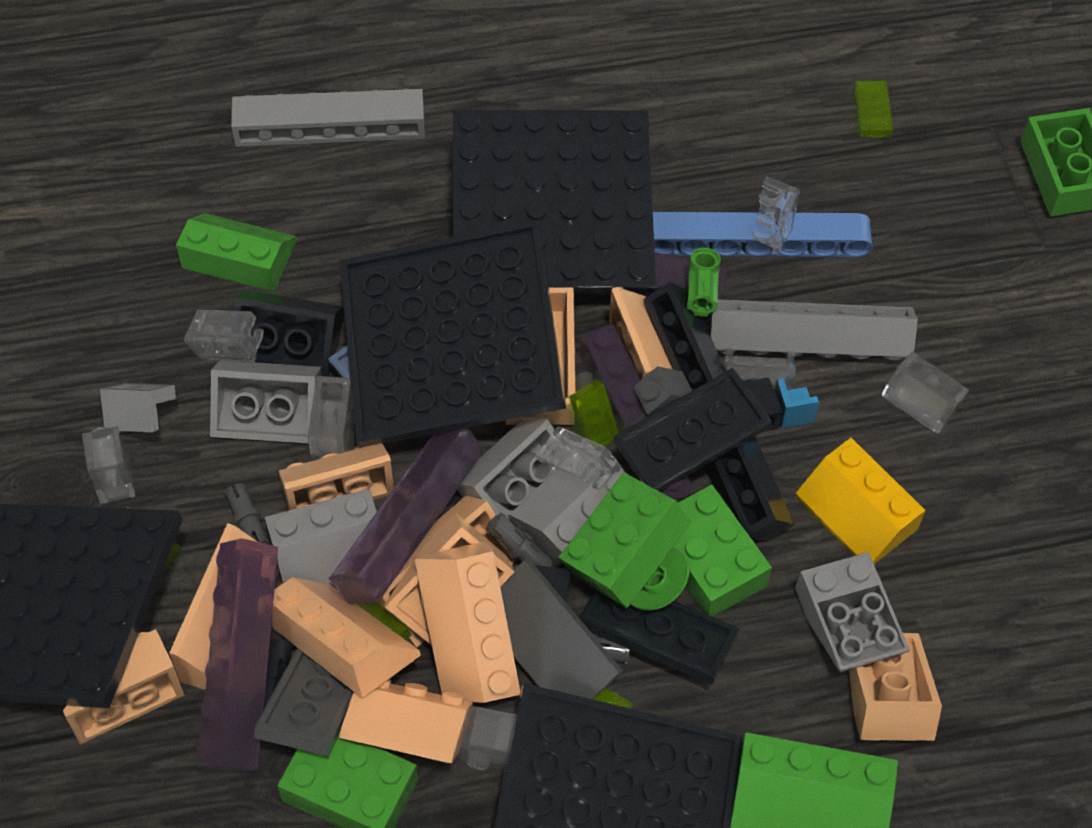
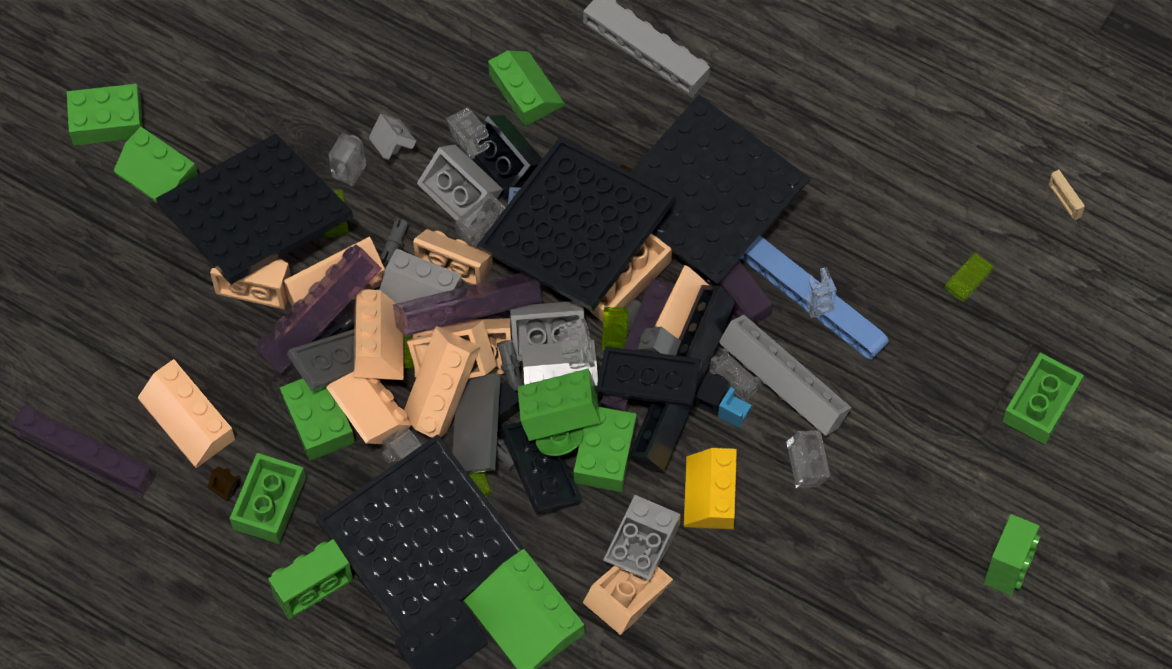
camera: 45 degrees right, 5 degrees up
(703, 281) = (741, 300): bright green piece -> none

